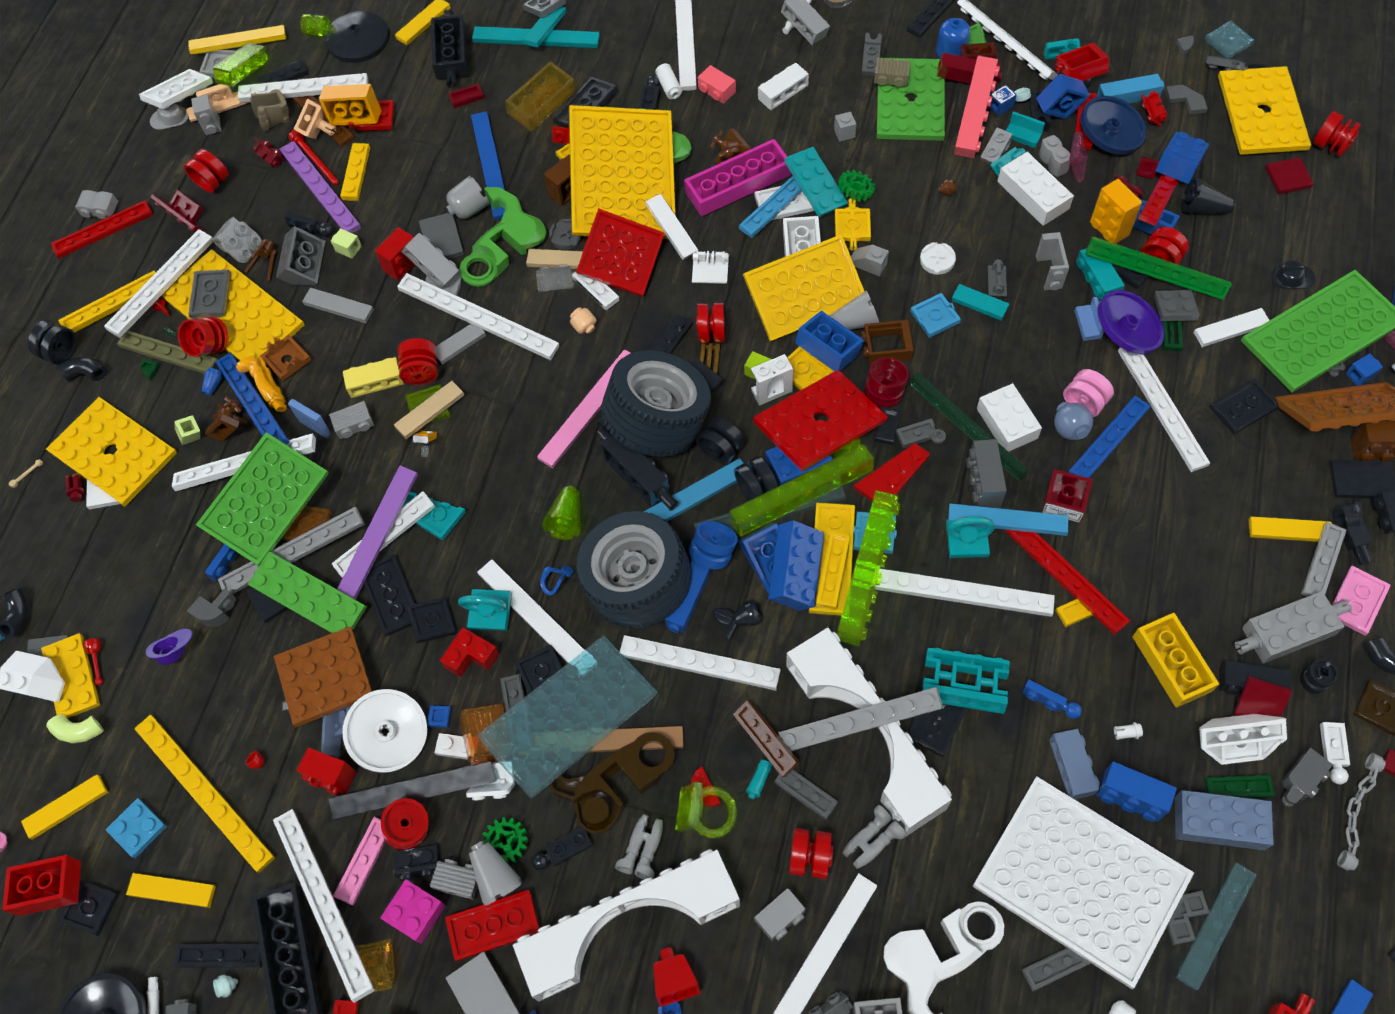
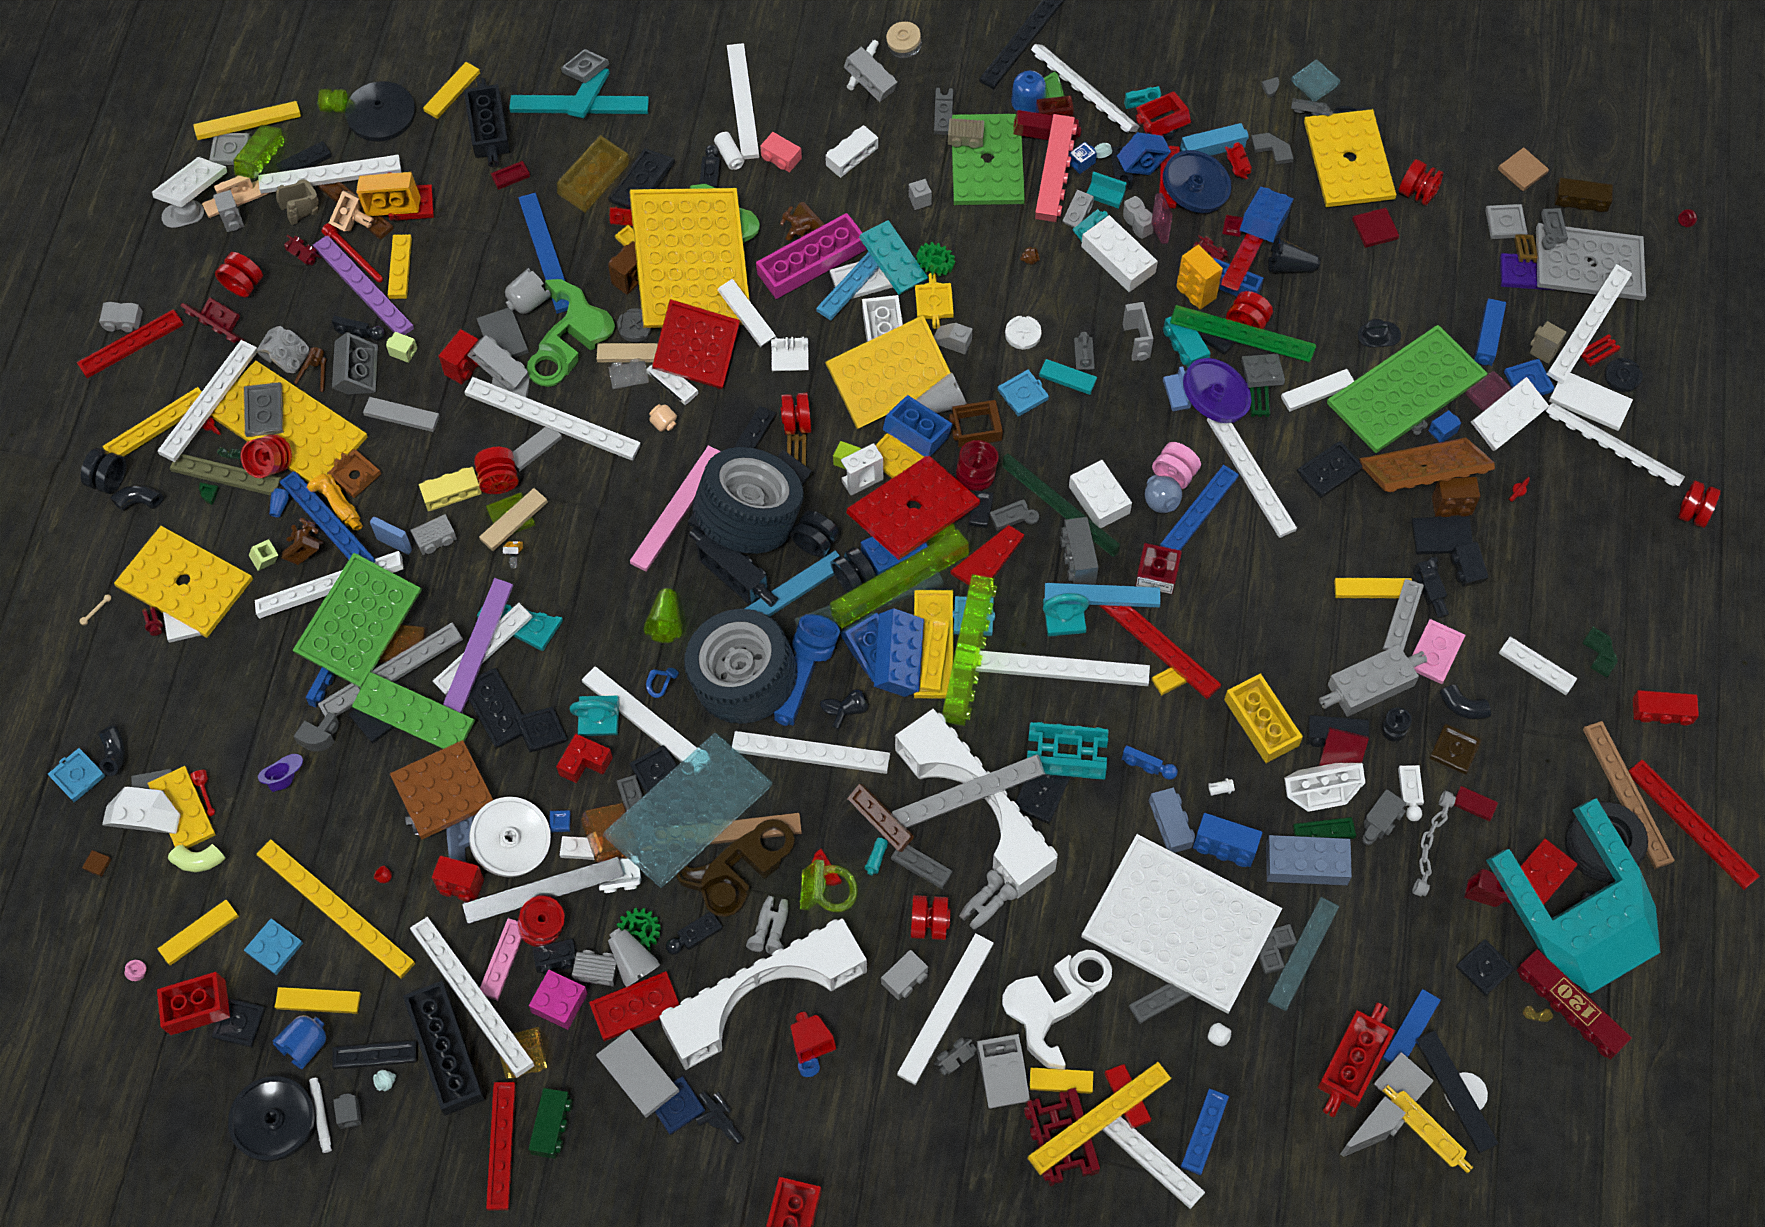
camera: 10 degrees left, 0 degrees up
(143, 935) = (301, 1040): none -> blue cylinder

